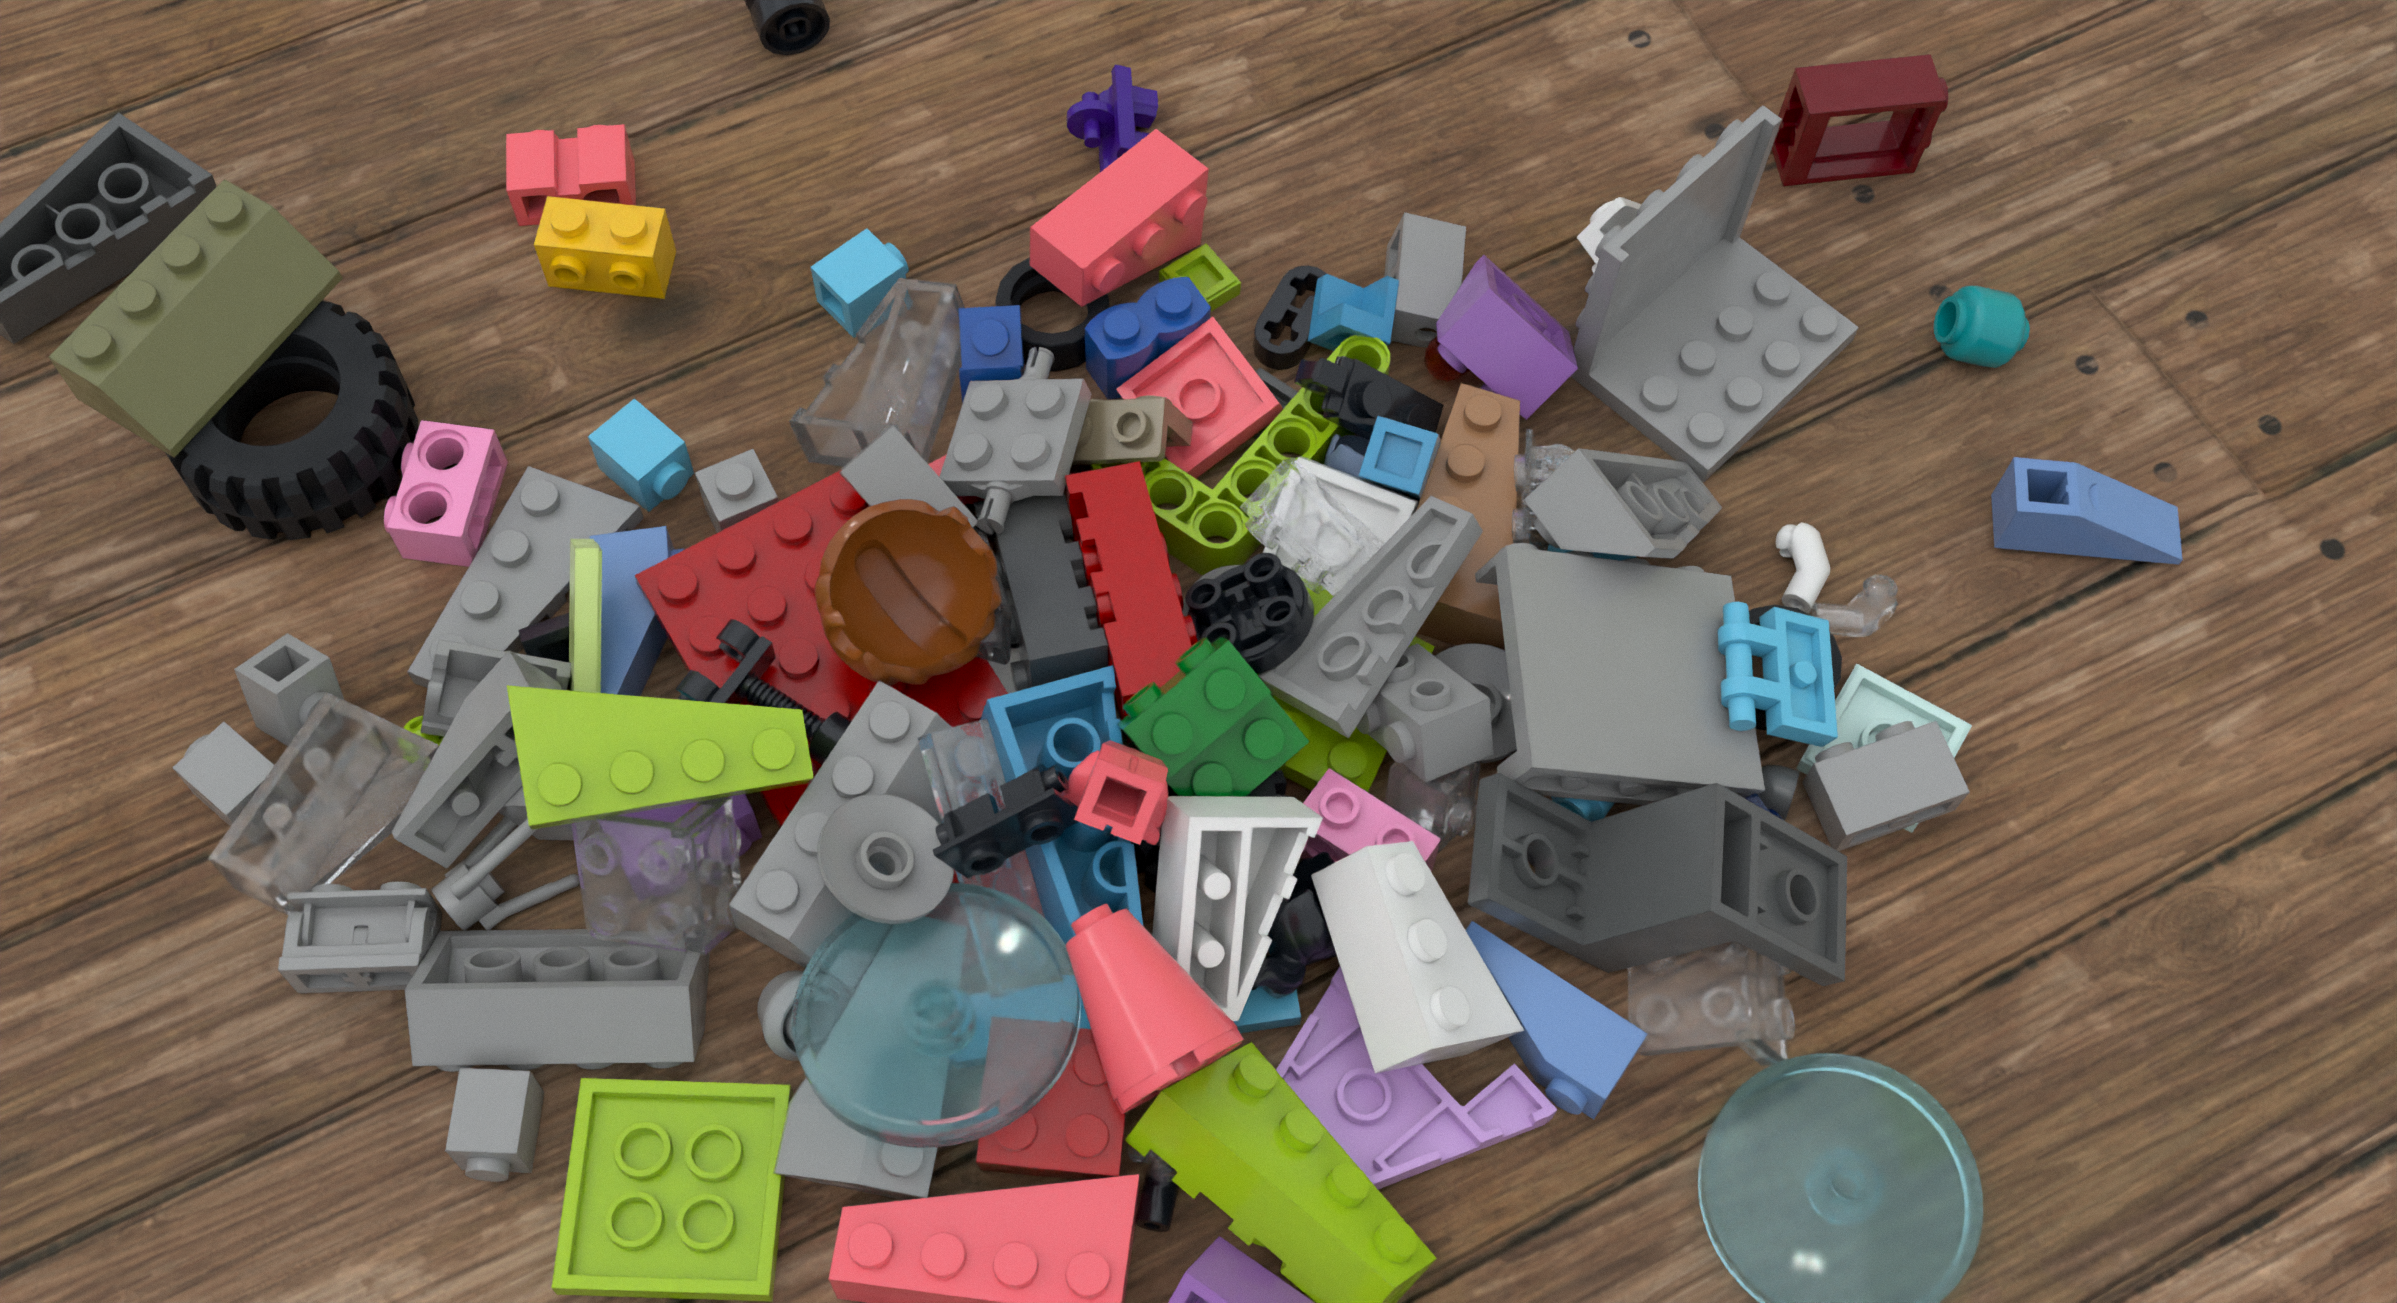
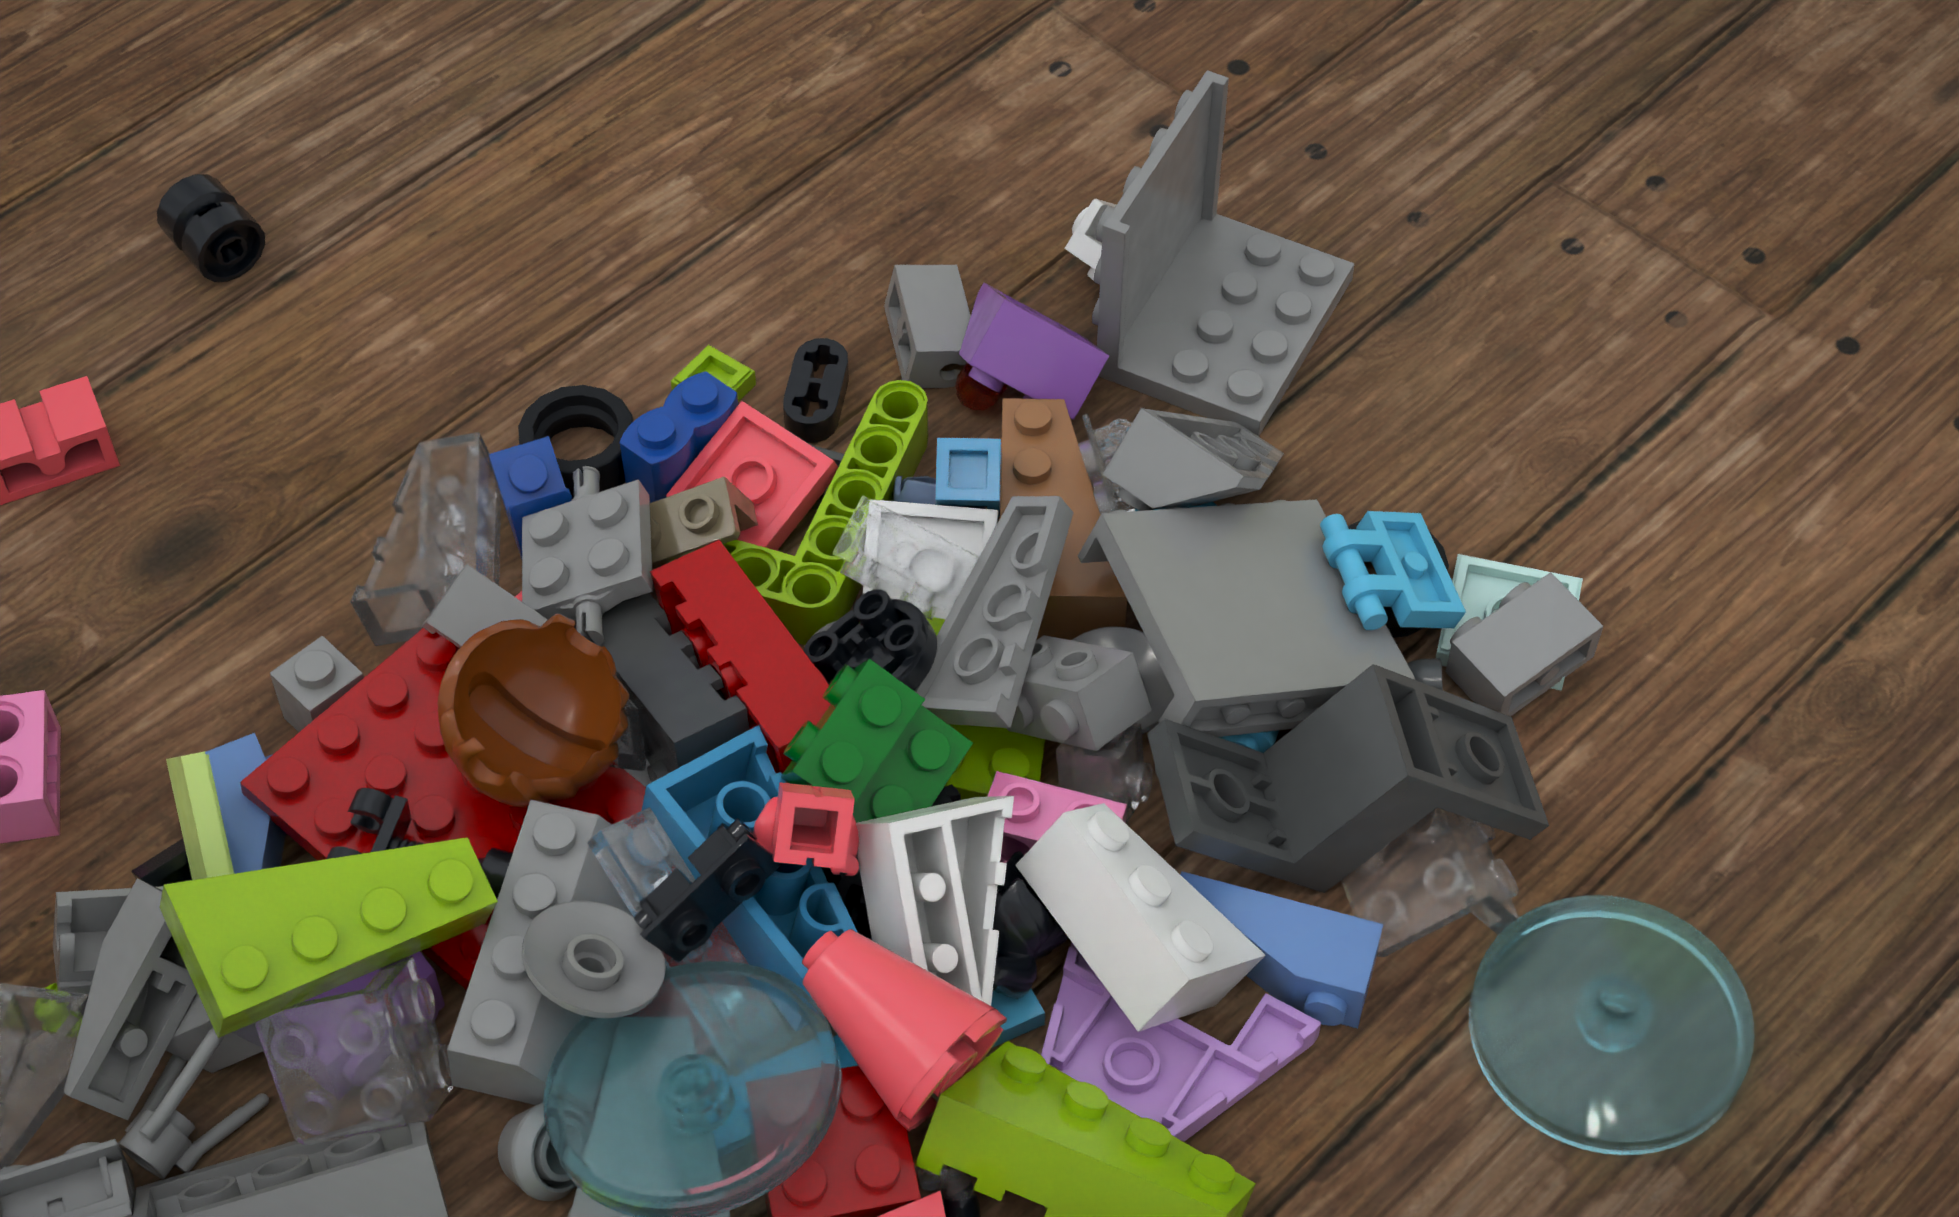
camera: 15 degrees left, 10 degrees down
(523, 564) = (111, 814): light grey wing -> none
(605, 247) = (102, 496): yellow brick -> none
(642, 455) = (203, 679): medium azure brick -> none
(857, 278) = (371, 463): medium azure brick -> none
(1111, 116) = (584, 261): dark purple hips -> none
(1123, 221) = (626, 335): coral wedge -> none
(1350, 310) = (865, 367): dark azure panel -> none
(1359, 393) = (908, 431): black hinge -> none
(1811, 563) = (1374, 464): white arm -> none
(1815, 153) = (1262, 125): dark red window -> none
(1865, 612) = (1451, 504): clear arm -> none
(1981, 326) = (1466, 233): teal head -> none
(2081, 513) = (1612, 368): medium blue slope -> none

